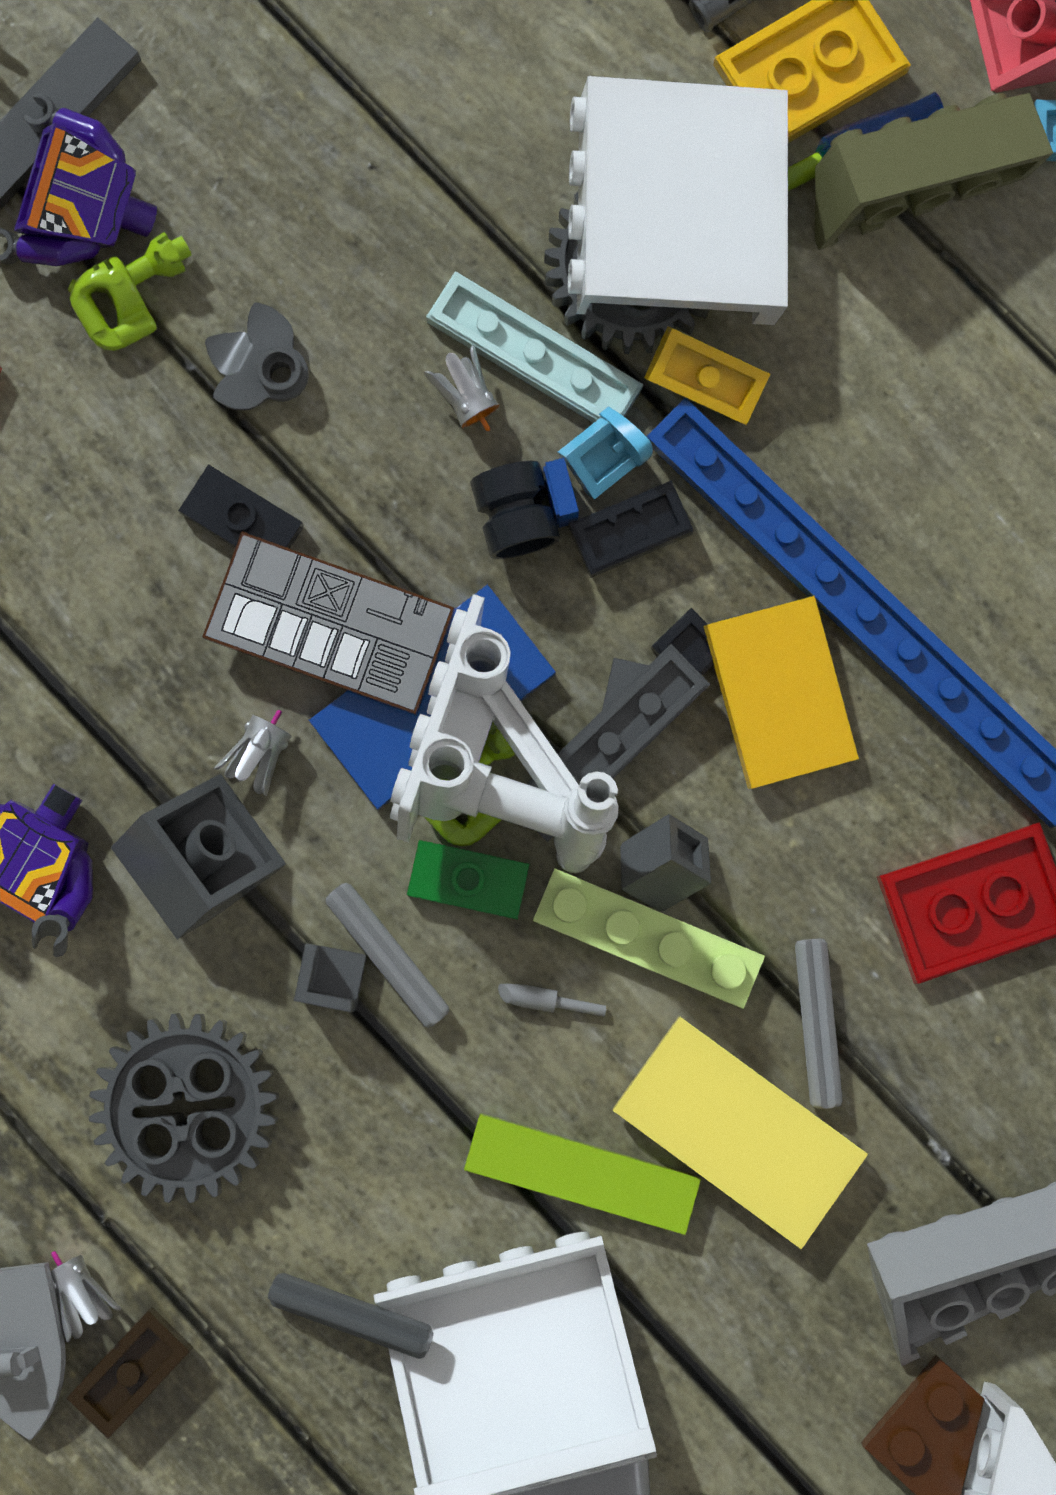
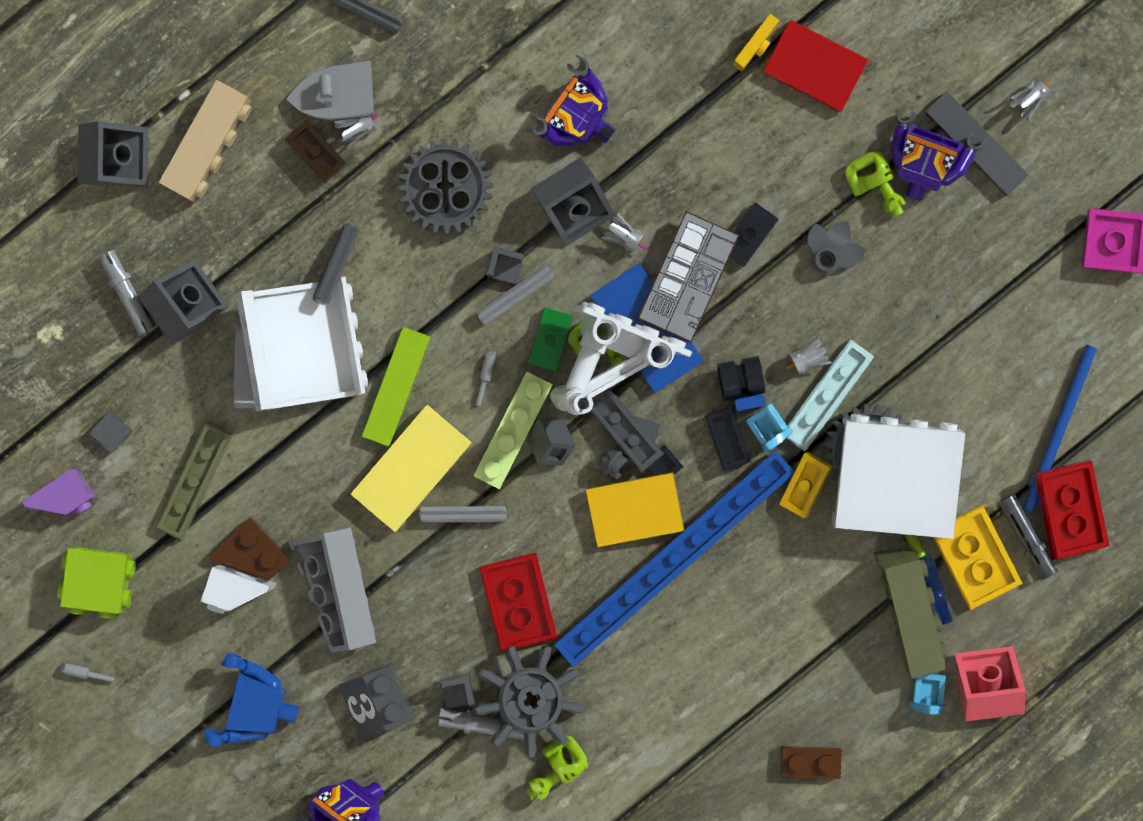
camera: 95 degrees right, 5 degrees up
(696, 739) = (614, 463): none -> dark grey plate

